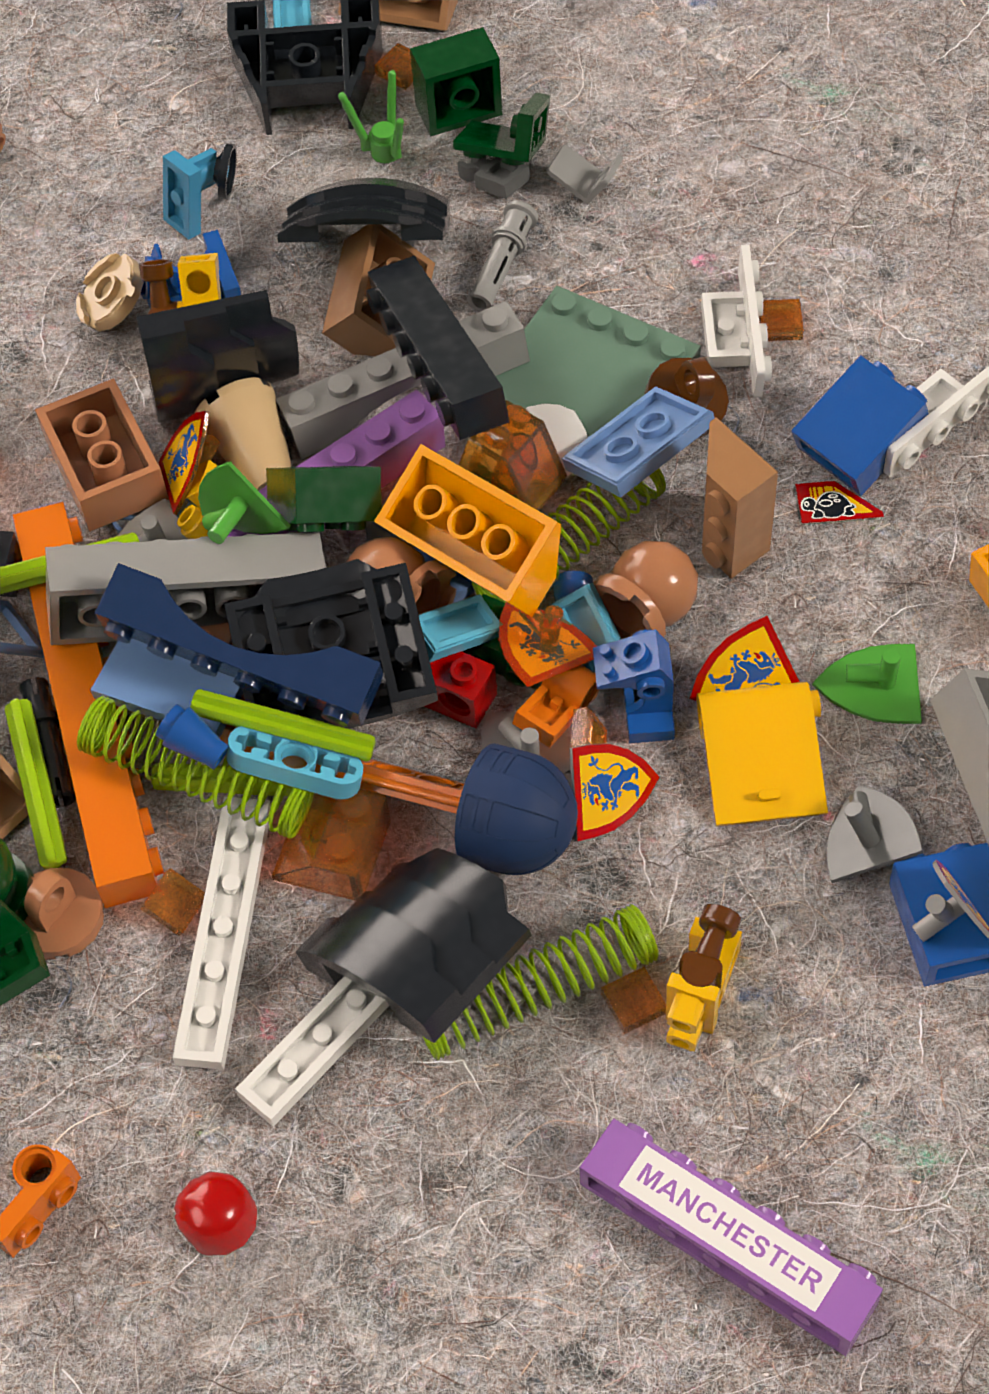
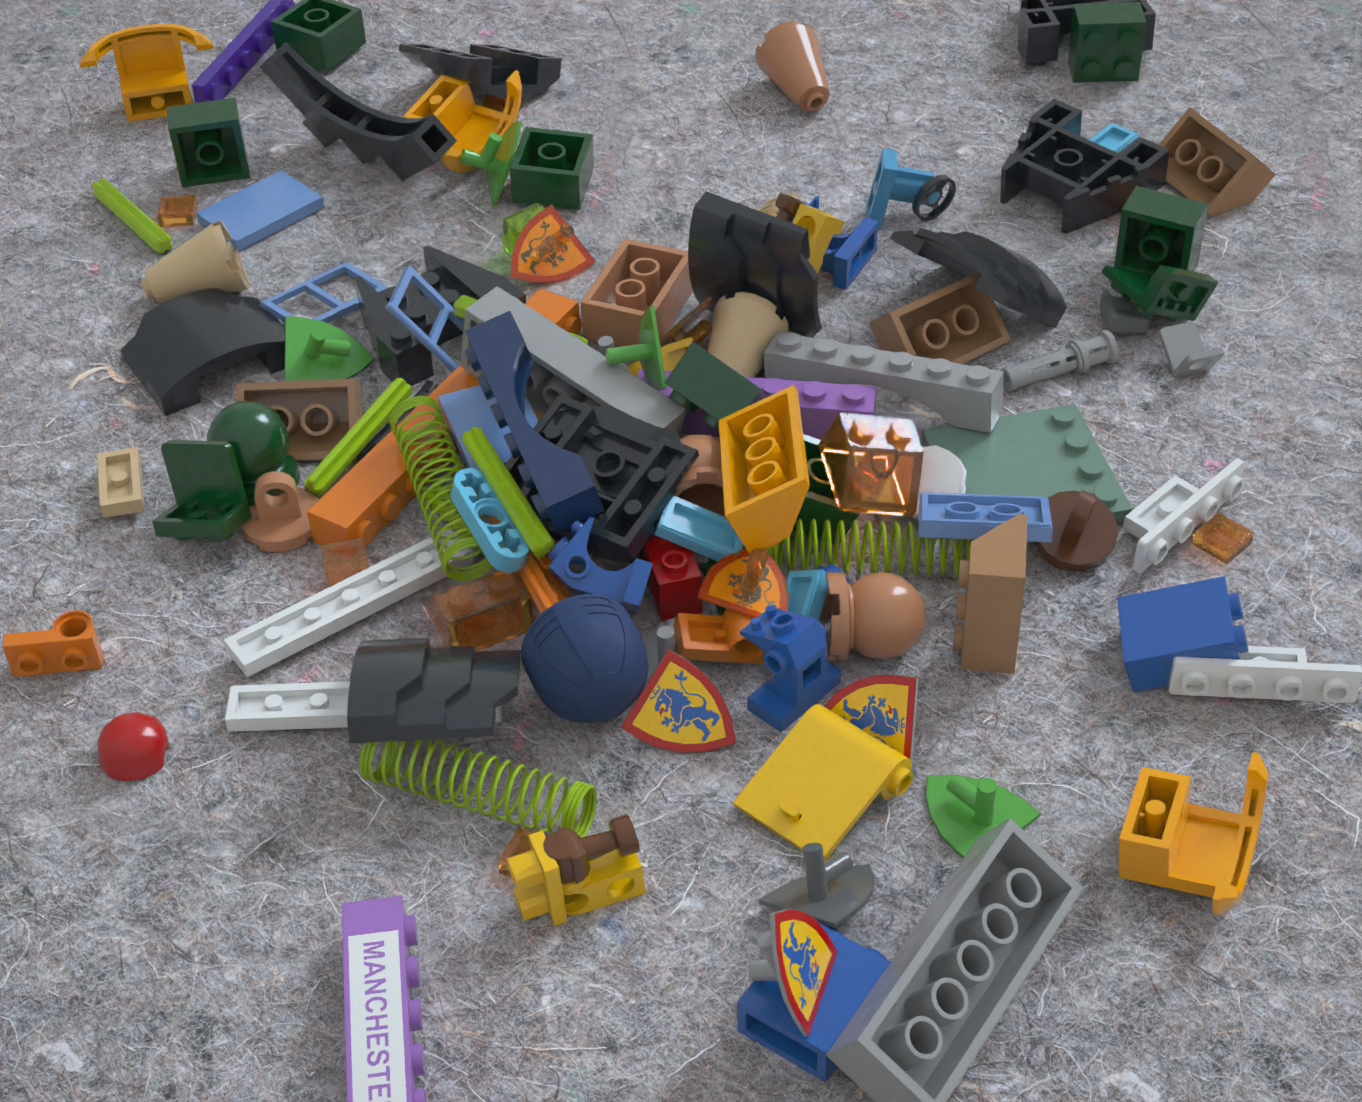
camera: 45 degrees right, 15 degrees down
(190, 736) = (442, 450): blue cone -> none
(385, 136) = (1071, 244): bright green plant -> none
(437, 348) = (898, 355): black brick -> none
(446, 725) = (622, 585): none -> blue tile
(587, 728) = (720, 669): clear orange tile -> none
(832, 502) = (1104, 679): sticker -> none

